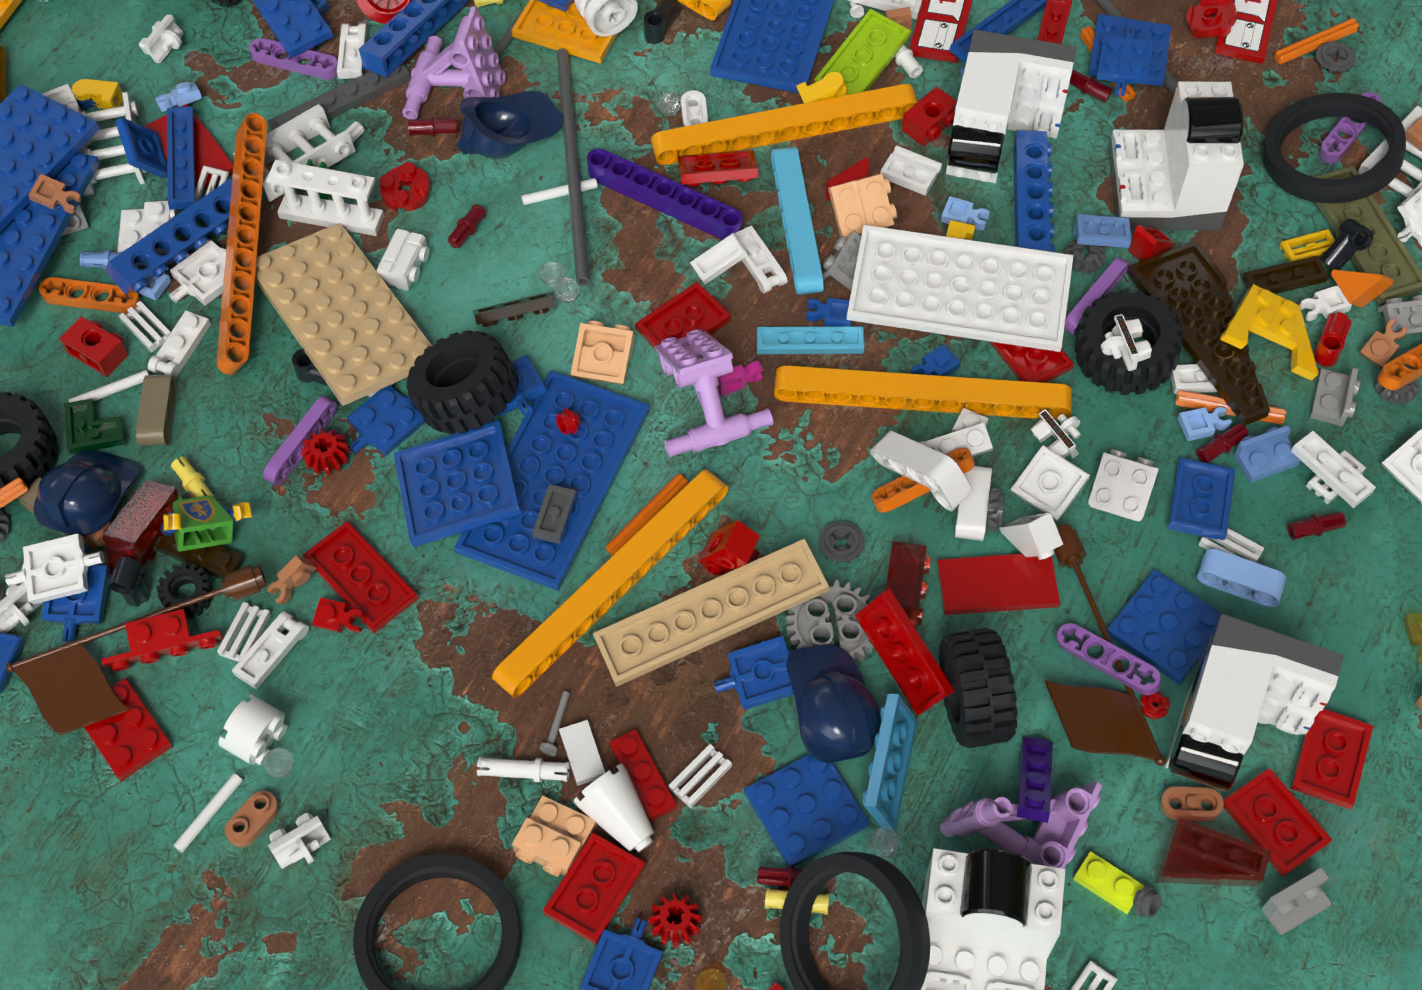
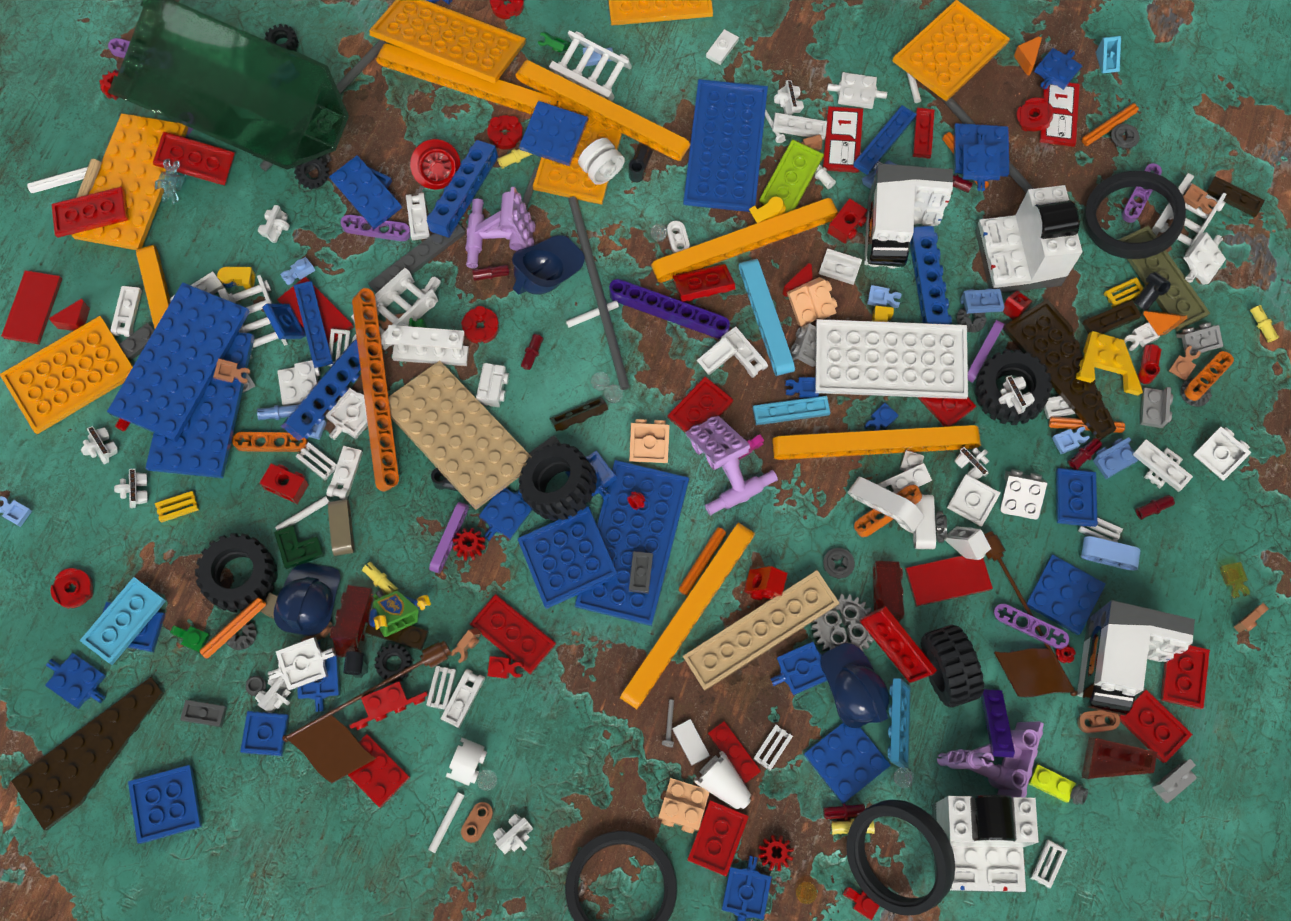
camera: 10 degrees left, 10 degrees up
(524, 769) = (656, 760): white pin -> none

